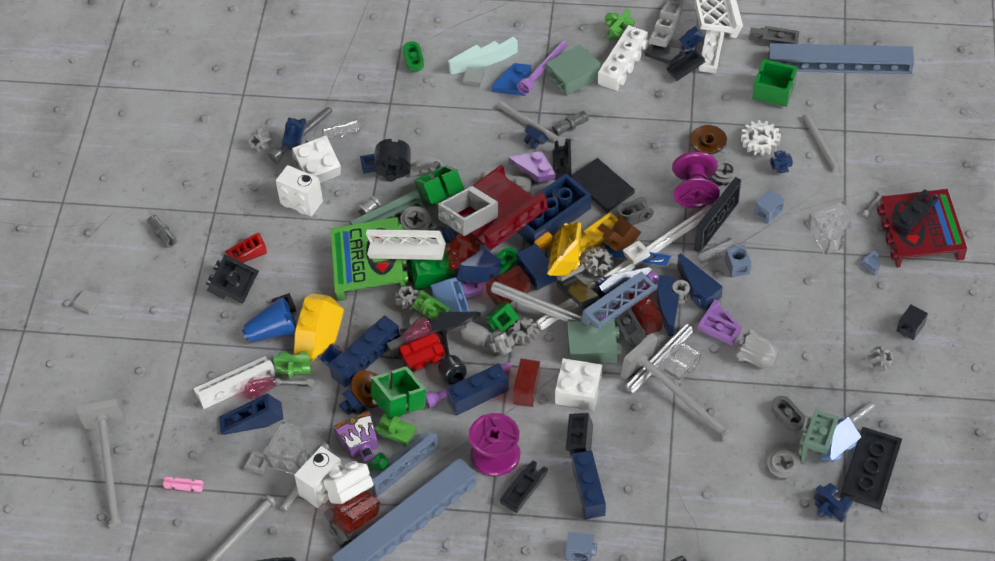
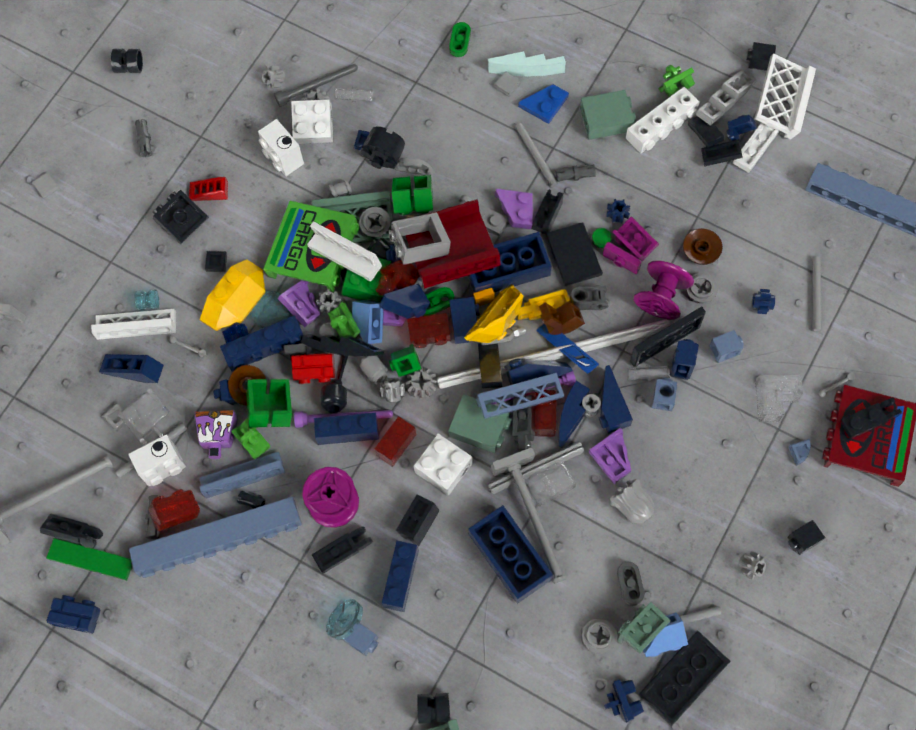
camera: 25 degrees right, 15 degrees up
(120, 171) = (126, 60): none -> black wheel
(183, 484) = (42, 410): bright pink axle -> none
(233, 358) = (147, 299): none -> clear light blue wheel
(259, 387) = (152, 340): clear pink cone -> none
(271, 323) = (192, 278): blue cone -> none
(292, 364) = (192, 330): bright green hips -> none
(293, 132) = (304, 82): dark blue hips -> none
(348, 483) = (175, 481): white brick -> none
(355, 323) = (269, 310): none -> clear light blue tile
(378, 306) = (300, 303): none -> medium lavender wing
(379, 462) = (222, 465): green tile -> none
(417, 330) = (315, 346): clear pink cone -> none
(421, 479) = (251, 500): none -> black pin
(526, 84) = (551, 114): medium lavender piece -> none
(535, 135) = (534, 173): dark blue tile -> none
(535, 303) = (426, 345): light grey axle -> none
(558, 536) = (343, 619): none -> clear light blue tile
(591, 261) = (519, 338): light grey gear -> none
(619, 164) = (601, 237): none -> green tile
(623, 138) = (618, 211): none -> dark blue gear
(636, 252) = (566, 346): white plate -> none
(645, 172) = (622, 258): none -> magenta plate
(649, 153) = (635, 238): none -> magenta bracket
(675, 429) = (510, 554): none -> dark blue brick
(741, 225) = (684, 359): none -> dark blue brick
(760, 137) = (756, 265): white gear -> none
(774, 35) = (830, 154): dark grey hinge -> none
(774, 82) = (801, 209): green piece -> none

